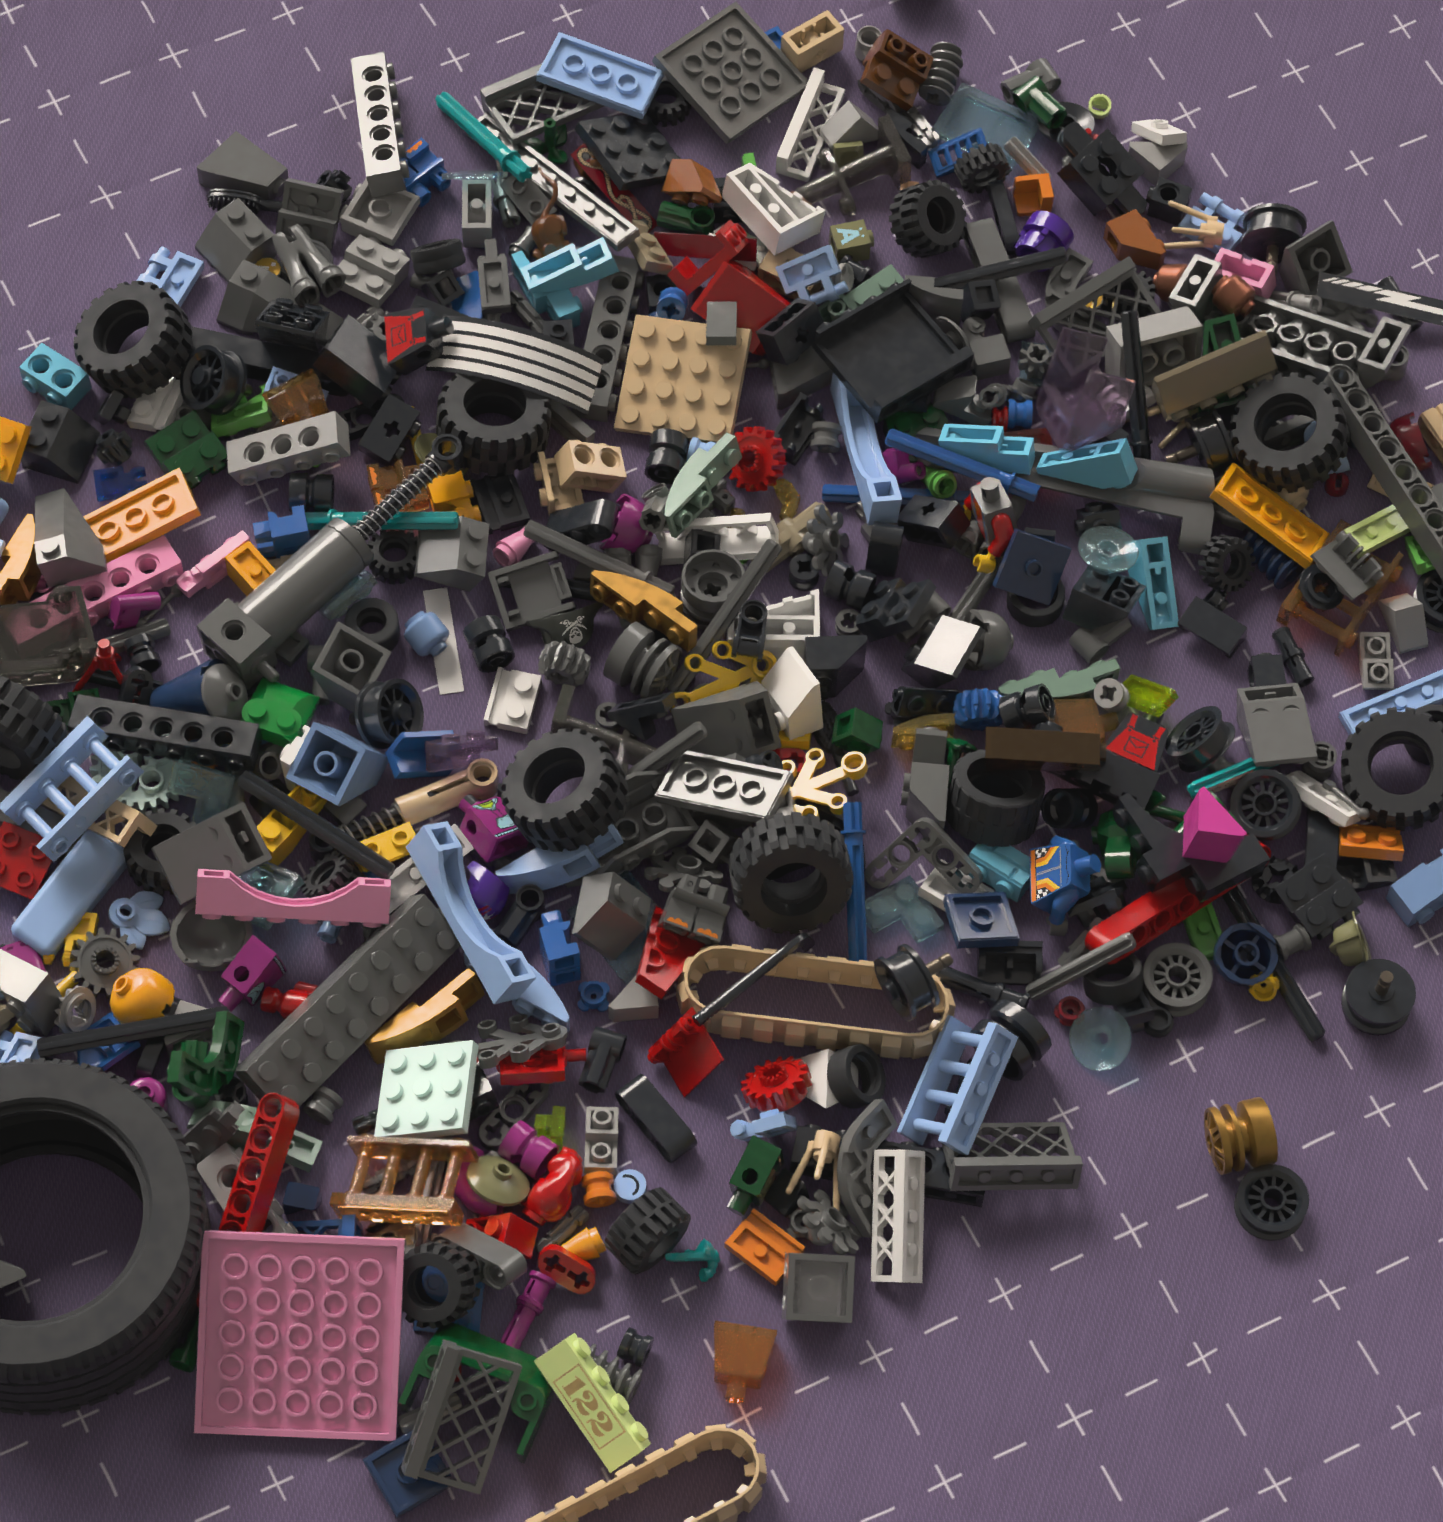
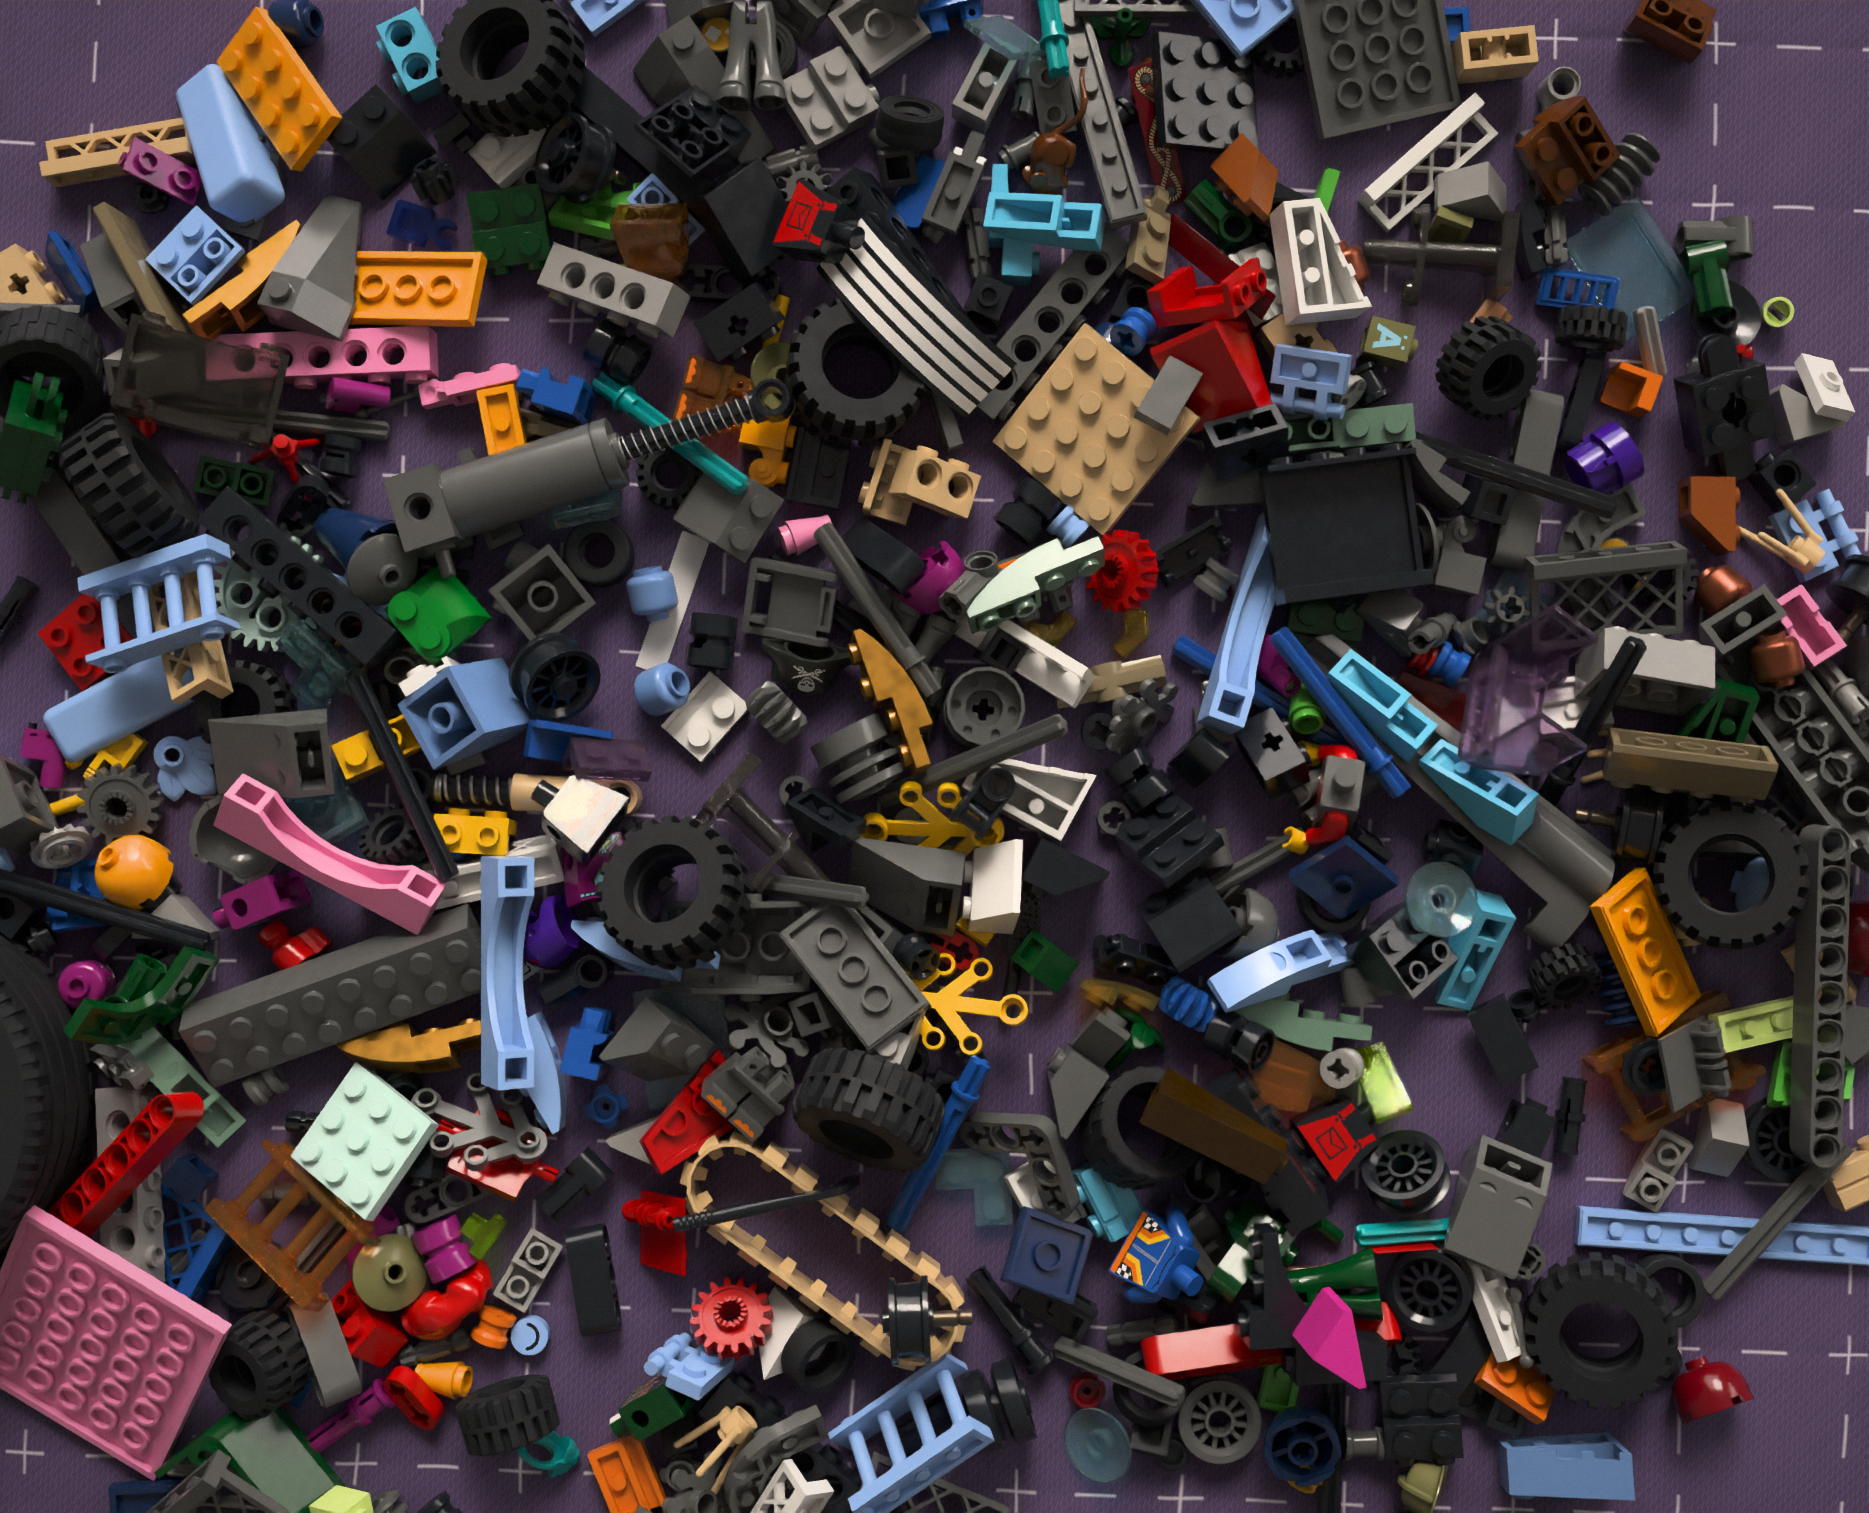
camera: 35 degrees right, 25 degrees up
(462, 784) = (580, 815): none -> torso
(470, 691) = (661, 689): none -> medium blue head
(1023, 649) = (1278, 967): none -> light blue slope

